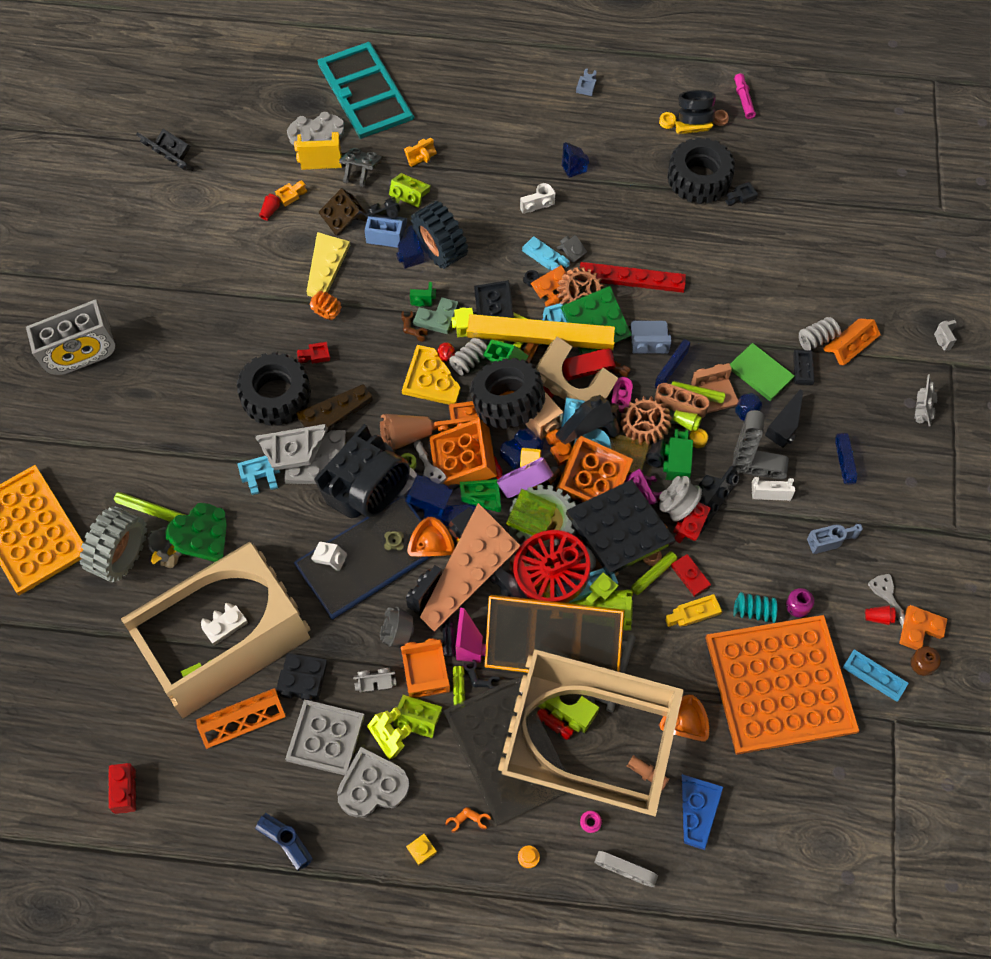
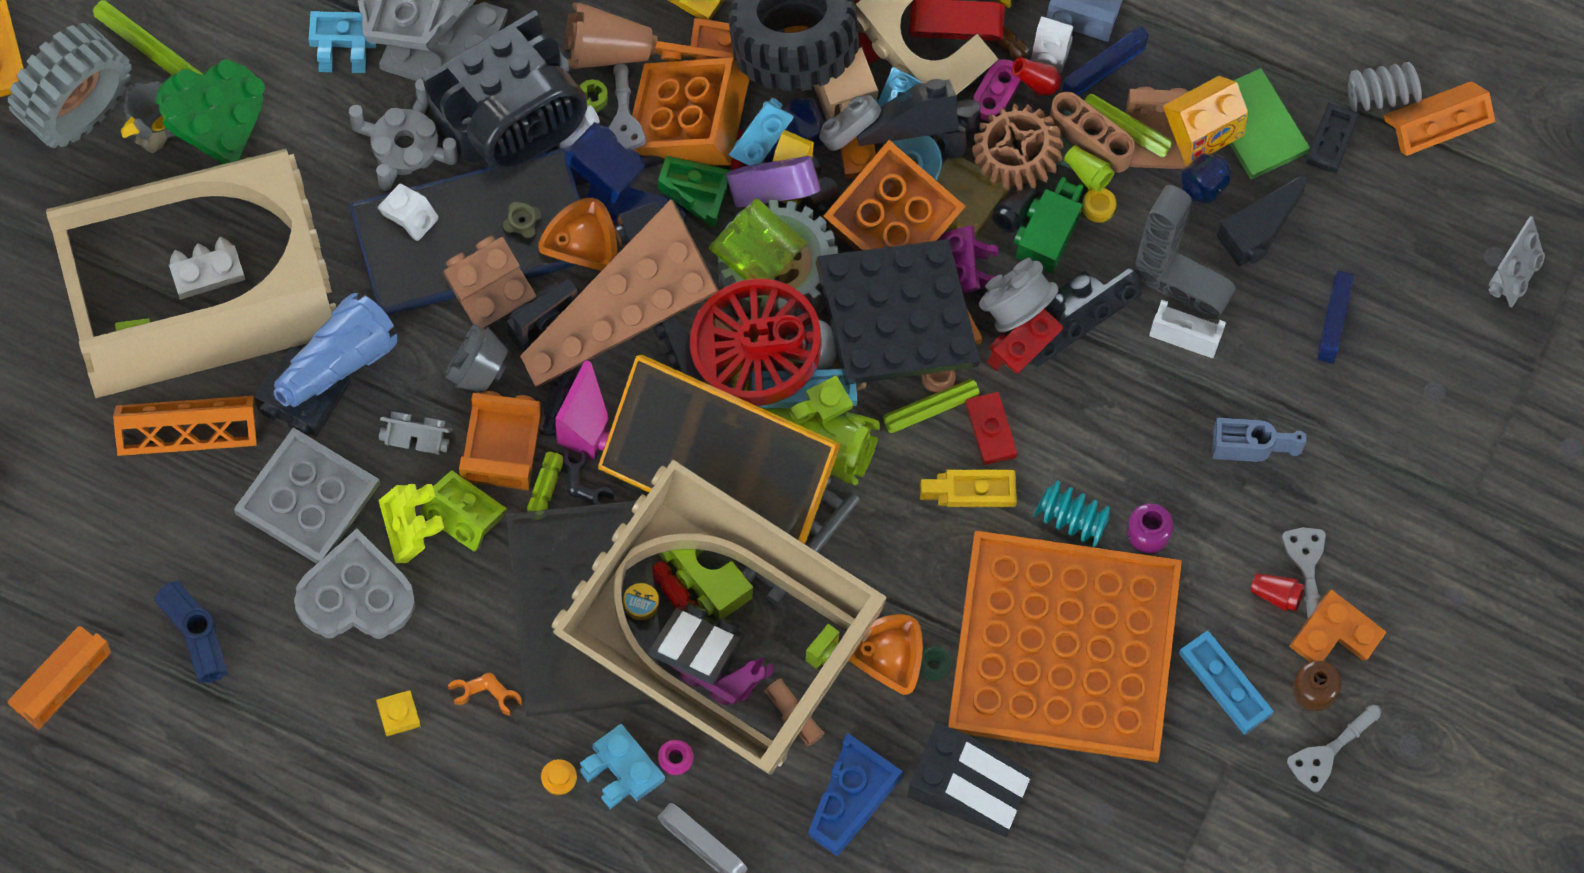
camera: 15 degrees right, 5 degrees up
(212, 895) = (59, 676): none -> orange panel
(308, 529) = (400, 123): none -> light grey plate
(318, 642) = (346, 342): none -> medium blue cone
(387, 581) = (488, 282): none -> nougat plate
(510, 453) = (762, 133): none -> medium azure hinge
(539, 736) = (640, 601): none -> tile
(554, 433) = (850, 122): none -> light grey plate
(565, 834) = (627, 762): none -> medium azure plate
(582, 751) = (698, 643): none -> slope
(606, 772) = (735, 686): none -> magenta plate
(642, 362) = (1052, 43): none -> white plate
(643, 381) = (1038, 76): none -> red cone
(653, 730) = (822, 647): none -> lime plate
(719, 715) = (942, 656): none -> clear green plate
(740, 374) = (1207, 118): none -> light orange slope
(759, 779) = (969, 780): none -> black slope
(945, 696) = (1326, 753): none -> light grey piece

